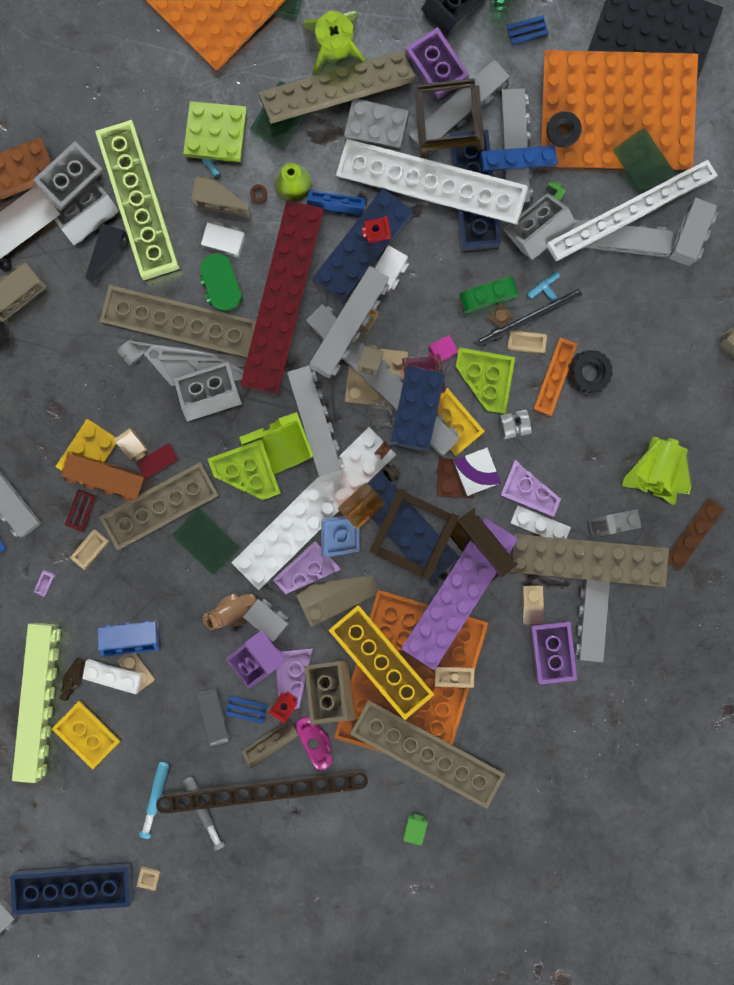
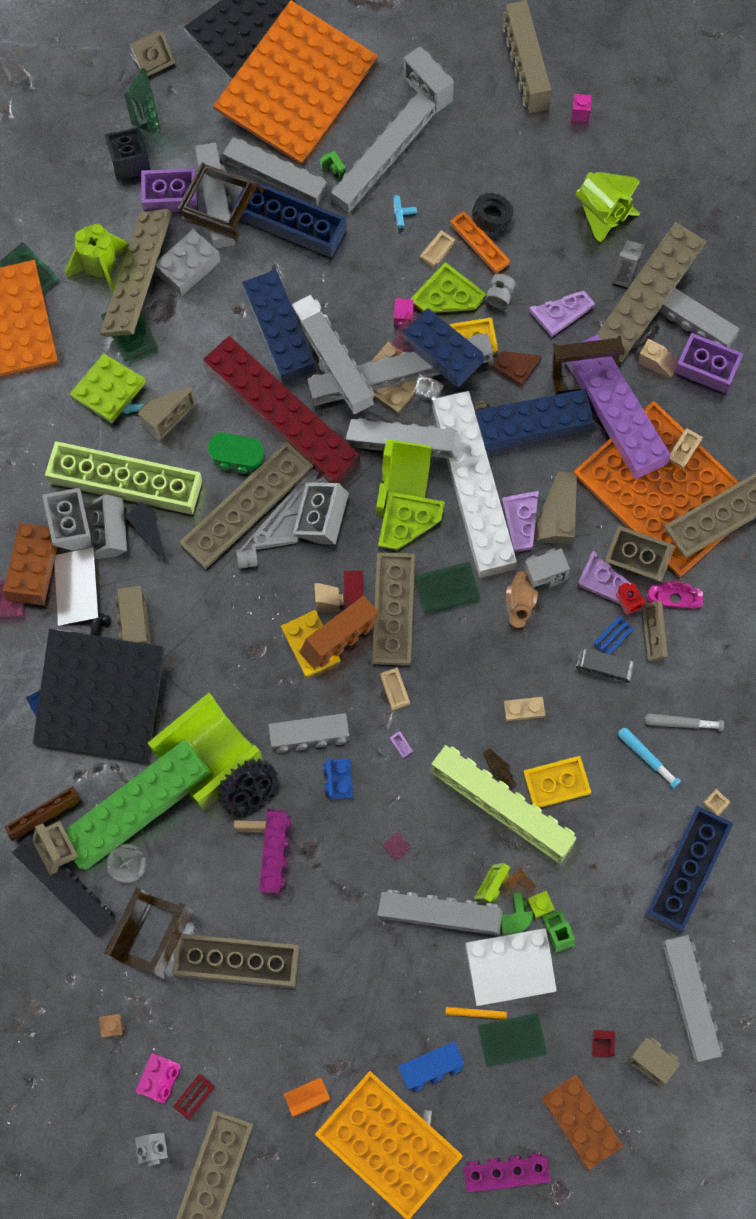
camera: 55 degrees left, 15 degrees down
(87, 513) = (366, 690): dark red tile -> none
(112, 676) = (518, 729): white plate -> none
(128, 638) = (493, 696): brick -> none
(223, 239) = (201, 430): white brick -> none
(253, 796) = (690, 666): dark brown beam -> none
(255, 659) = (576, 594): medium lavender brick -> none
(264, 192) = (184, 379): reddish brown bush -> none
(292, 182) = (188, 350): lime cone -> none
(336, 202) = (230, 326): blue plate -> none
(339, 537) = (509, 473): medium blue plate -> none
(361, 505) = (495, 437): clear orange panel -> none
(370, 360) = (380, 361): dark tan slope -> none
(381, 662) = (638, 496): yellow brick -> none
(382, 234) = (279, 296): red brick -> none
(383, 450) = (460, 394): reddish brown bush -> none
(432, 181) = (262, 241): white plate -> none
(437, 551) = (566, 392): dark brown piece -> none
(476, 472) = (521, 343): tile -> none
(488, 294) = (381, 253): green brick -> none
(497, 333) = (417, 264): black bar -> none
(500, 316) = (403, 257): medium nougat plate -> none
(510, 27) = (189, 102): blue tile -> none
(518, 158) = (286, 169): blue plate -> none
(539, 524) = (592, 321): white plate -> none
(540, 225) = (351, 181): light grey slope -> none
(573, 123) = (289, 115): black tyre -> none
(631, 210) = (382, 112): white plate -> none
(644, 161) = (349, 83): clear green plate -> none
(694, 533) = (669, 203): reddish brown plate -> none

